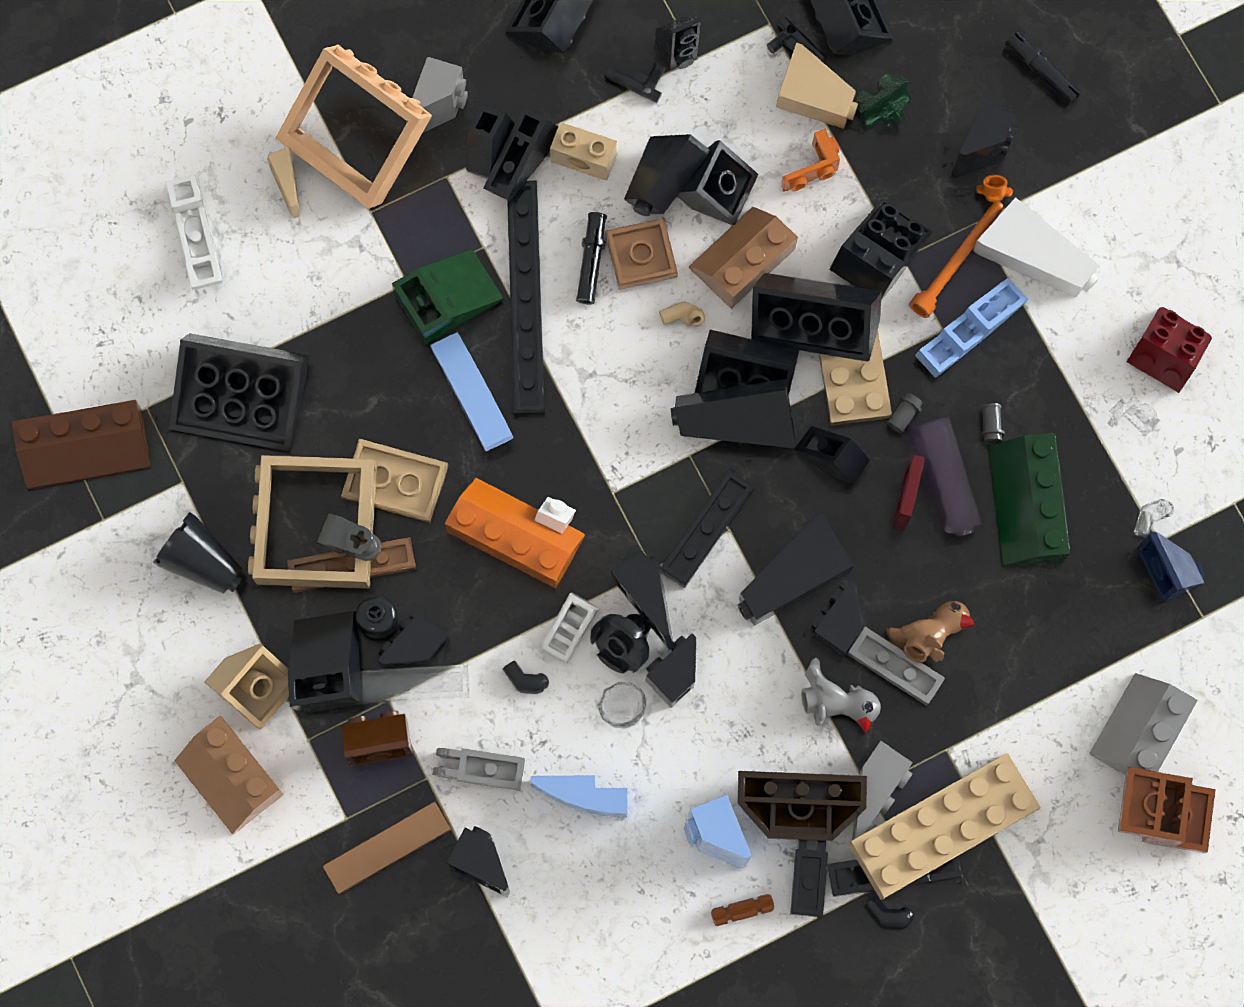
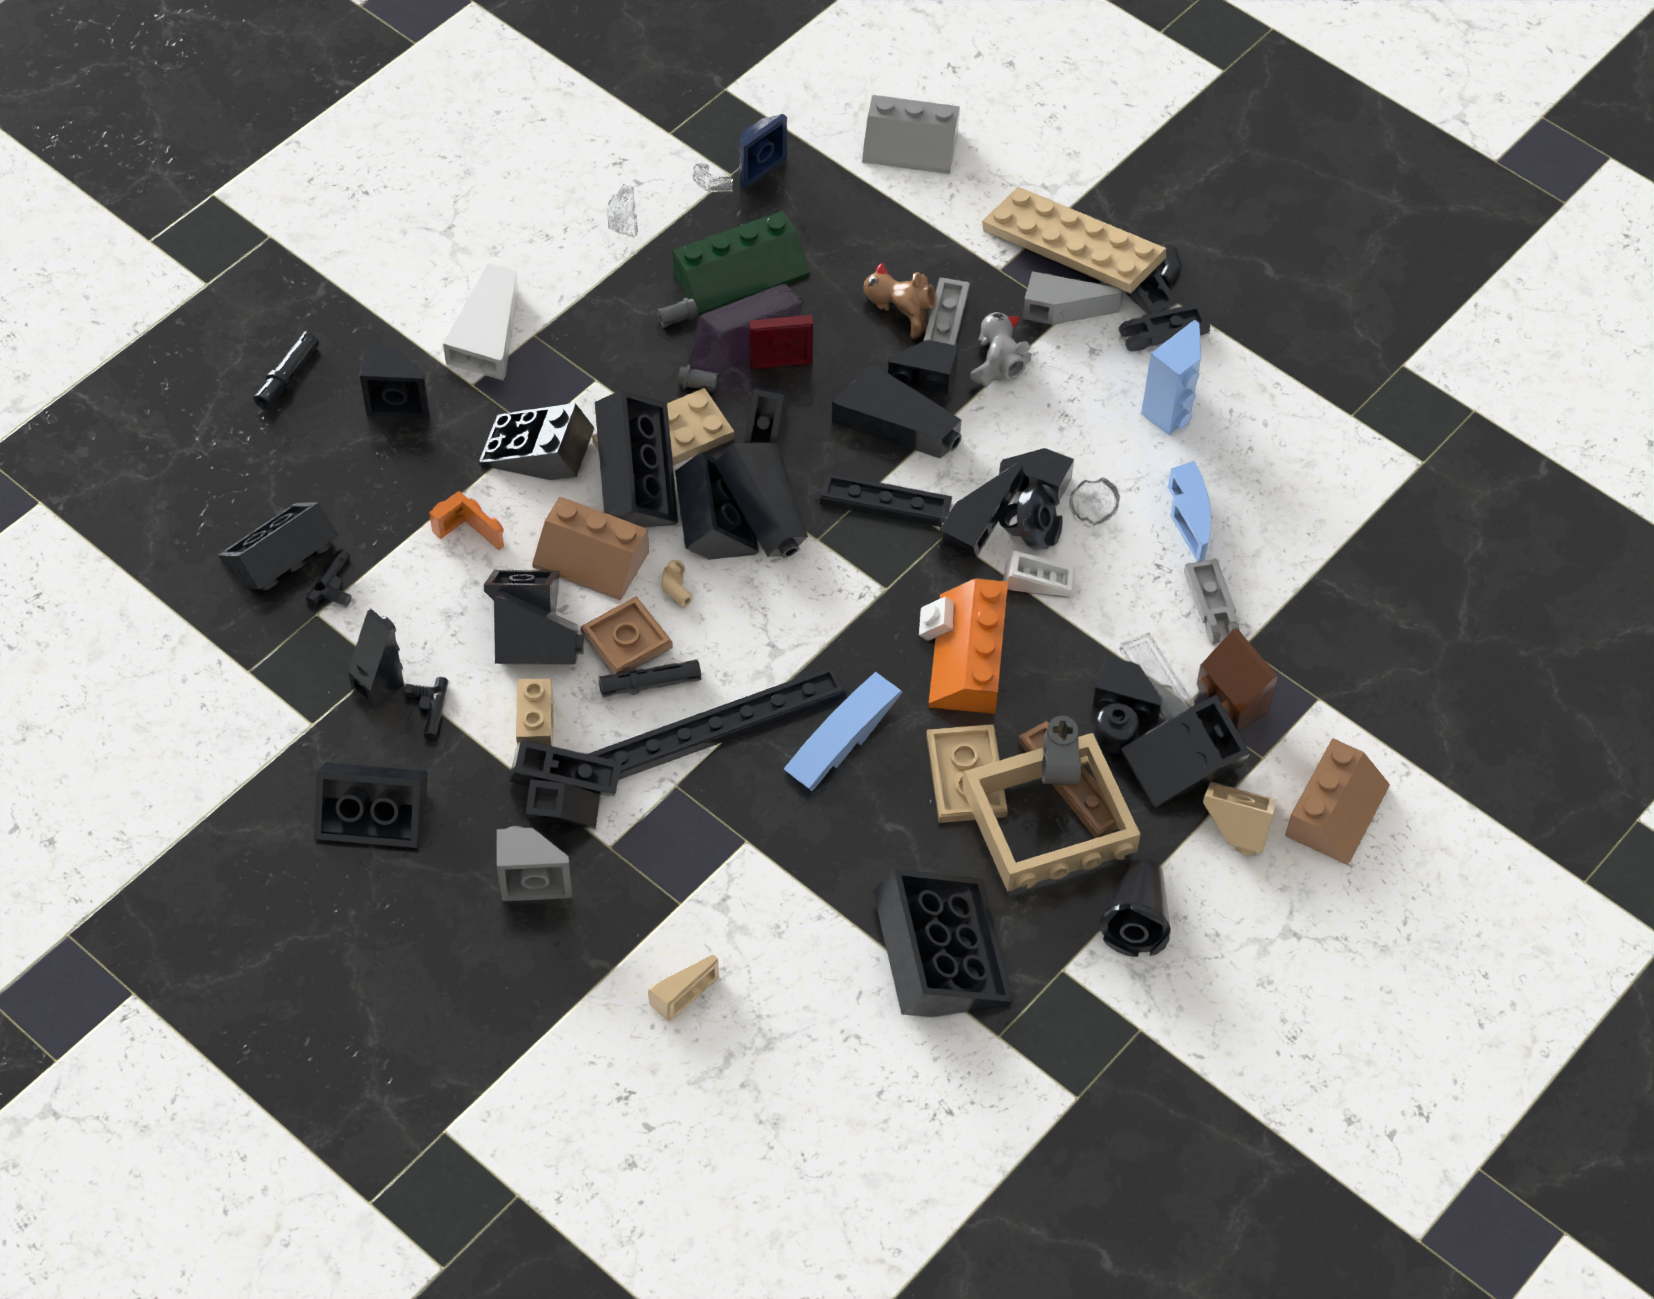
camera: 110 degrees left, 20 degrees down
(81, 444) = (1071, 1074): reddish brown slope -> none
(194, 232) = (788, 1056): white slope -> none
(325, 161) = (666, 899): light nougat window -> none
(386, 848) = (1328, 651): medium nougat tile -> none
(445, 294) = (752, 788): dark green slope -> none
(478, 860) = (1302, 558): black slope -> none
(525, 682) = (1111, 588): black arm -> none
(742, 909) = (1225, 366): dark orange axle -> none
(801, 803) = (1108, 336): dark brown wedge -> none
(815, 90) = (382, 545): tan slope -> none
(885, 104) = (384, 490): clear green hips -> none
(924, 302) = (578, 393): orange piece -> none
(971, 327) = (589, 355): light blue slope -> none
(994, 188) = (435, 372): orange plate -> none
(1166, 810) = (979, 93): dark orange bracket -> none
(1170, 349) = (546, 197): dark red bracket -> none

